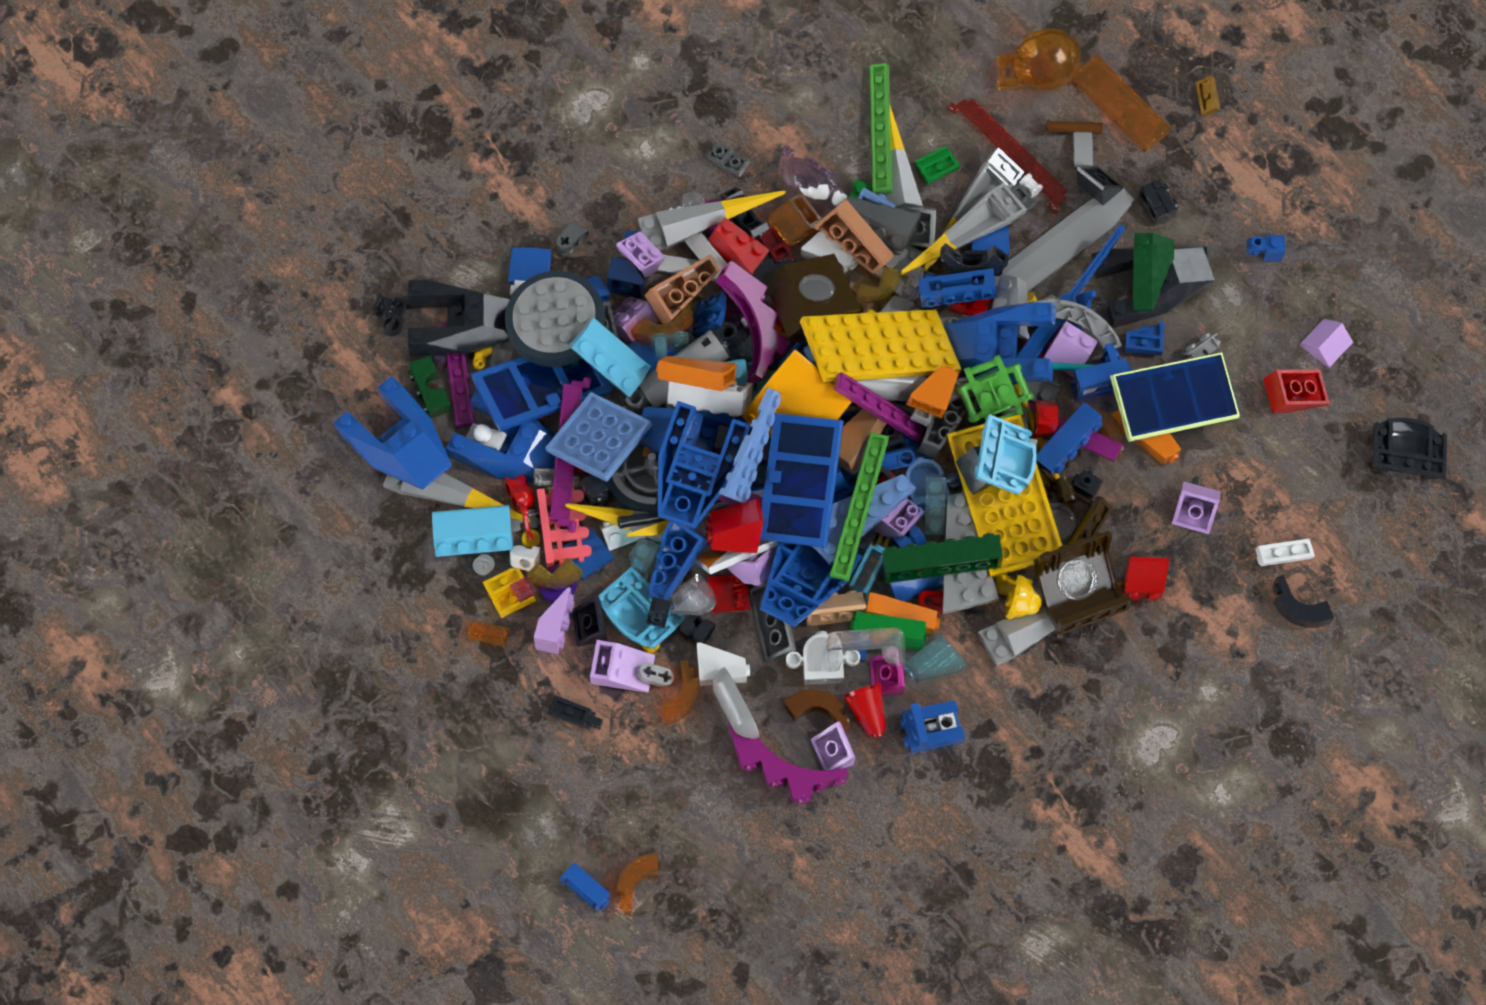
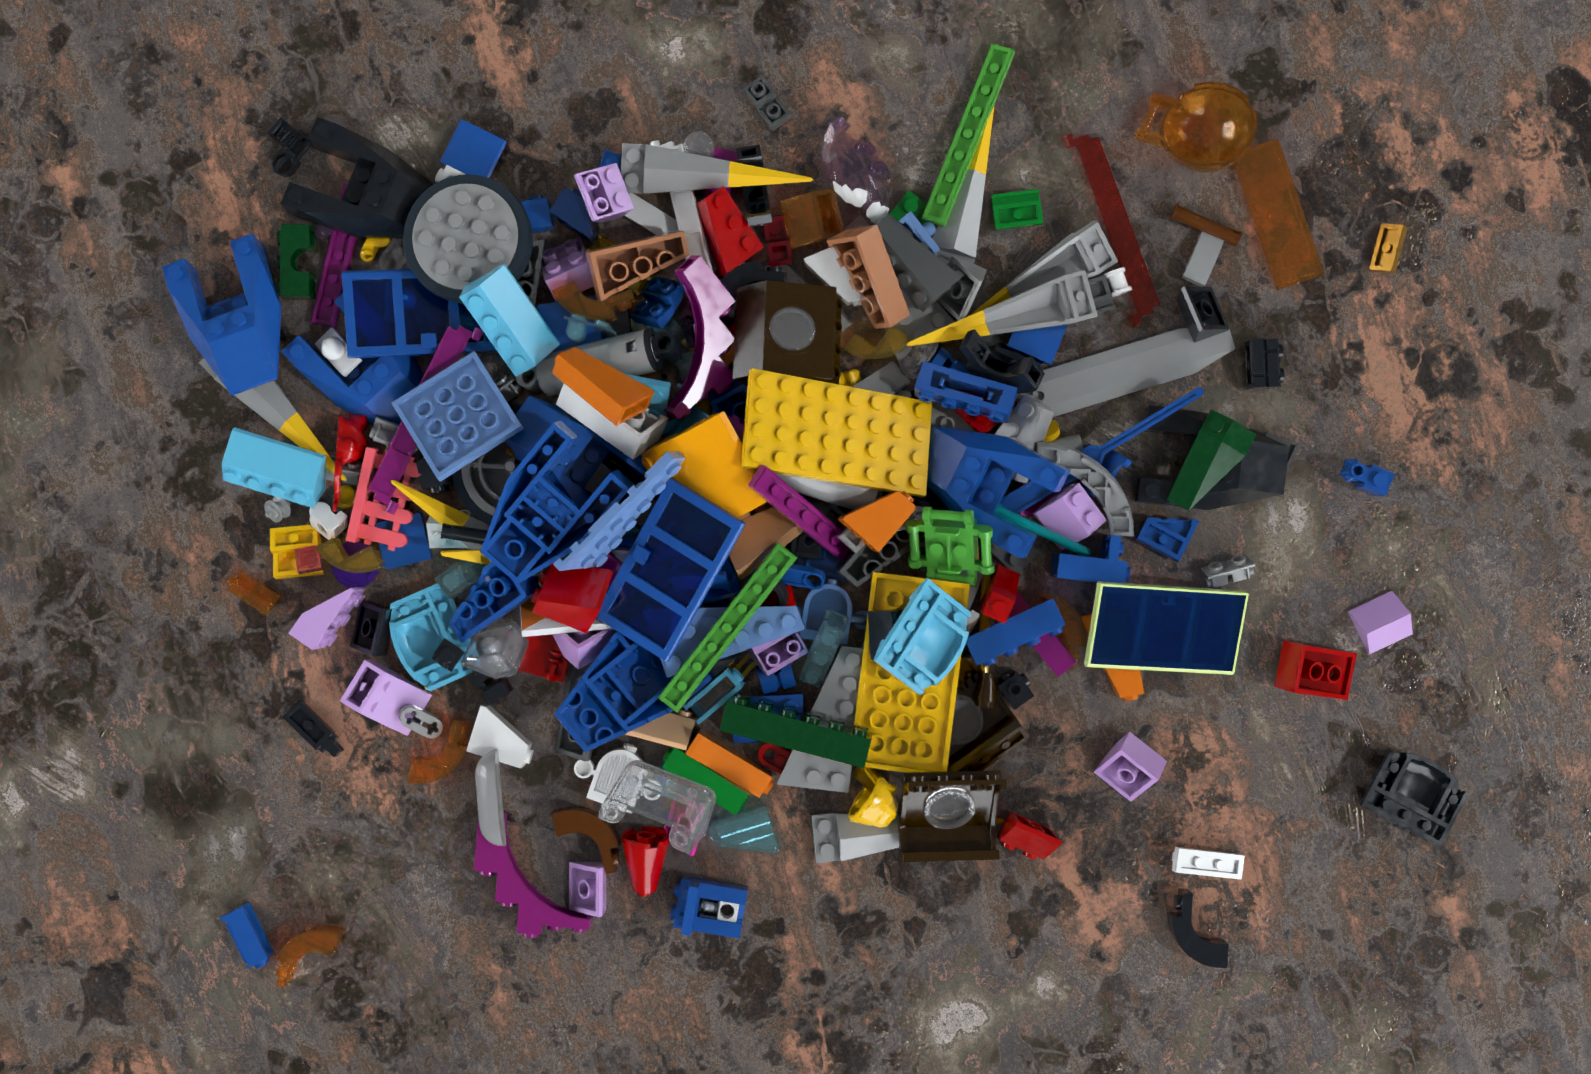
camera: 25 degrees right, 20 degrees up
(571, 238) = (538, 132): dark grey piece -> none

